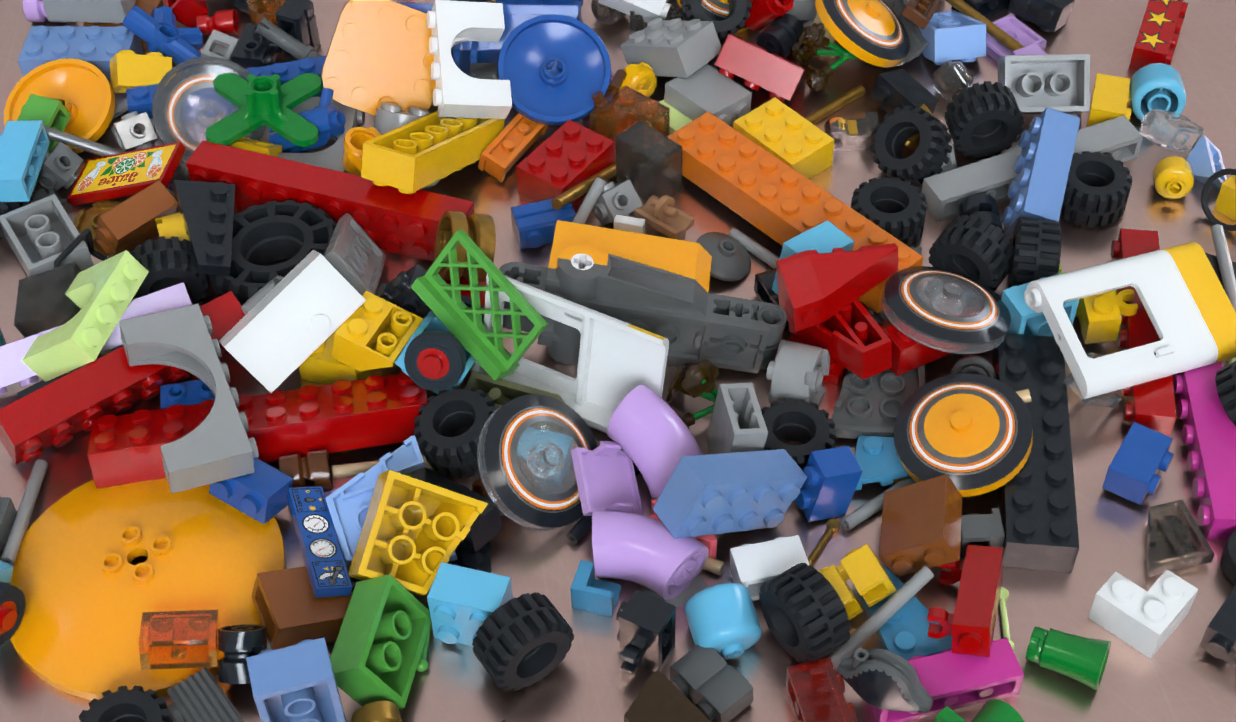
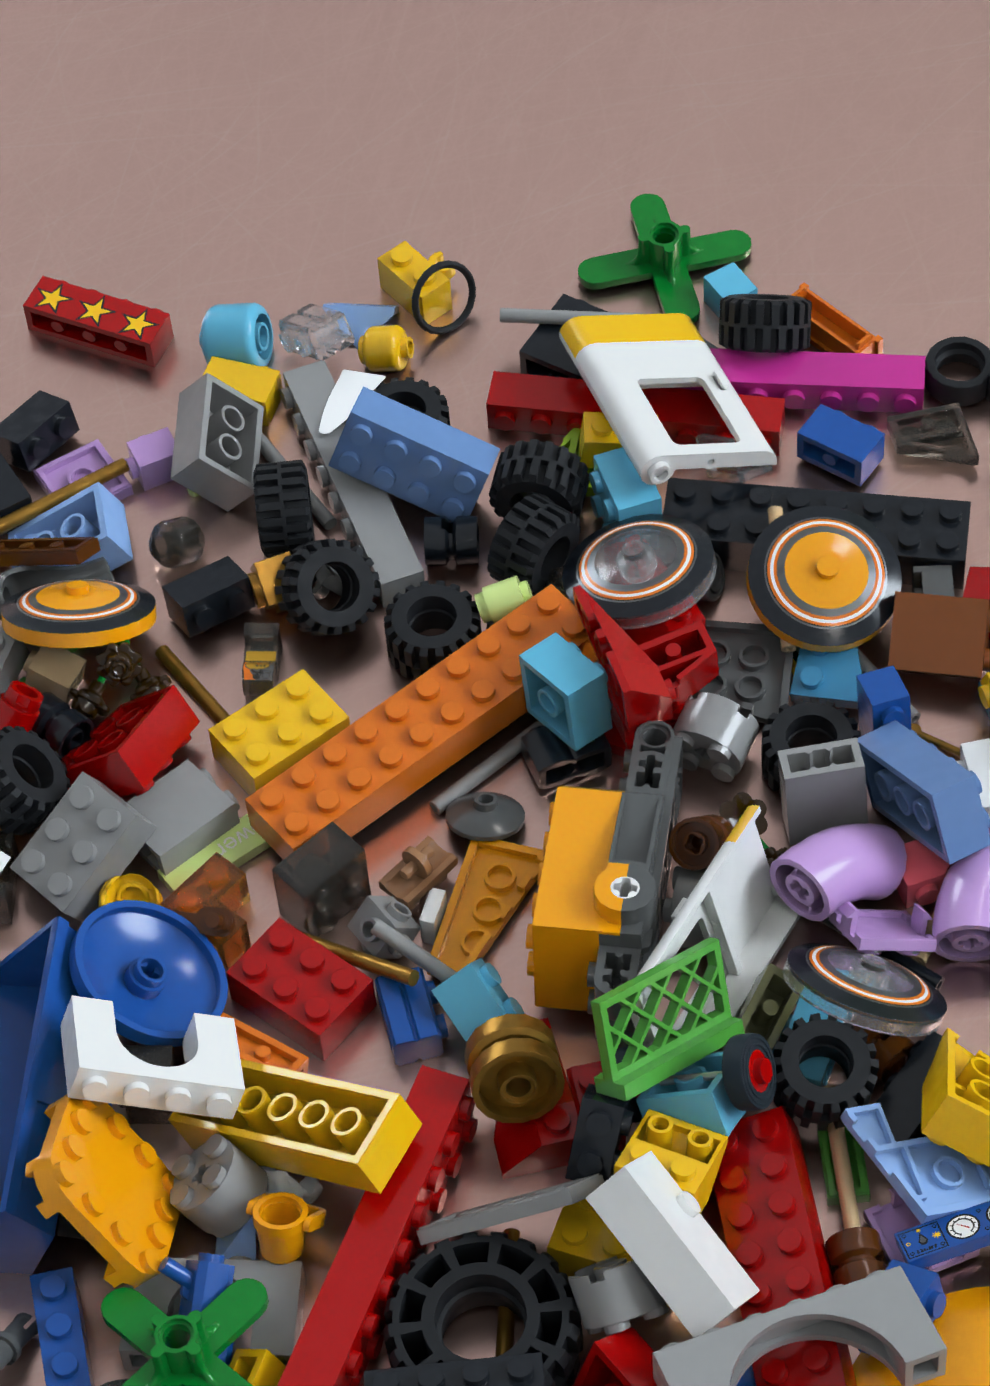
camera: 85 degrees left, 5 degrees up
(534, 243) = (474, 997): none -> medium azure brick
(681, 352) = (698, 840): none -> reddish brown wheel
(913, 235) = (502, 598): none -> yellowish green brick
(1108, 148) = (344, 397): none -> white sticker

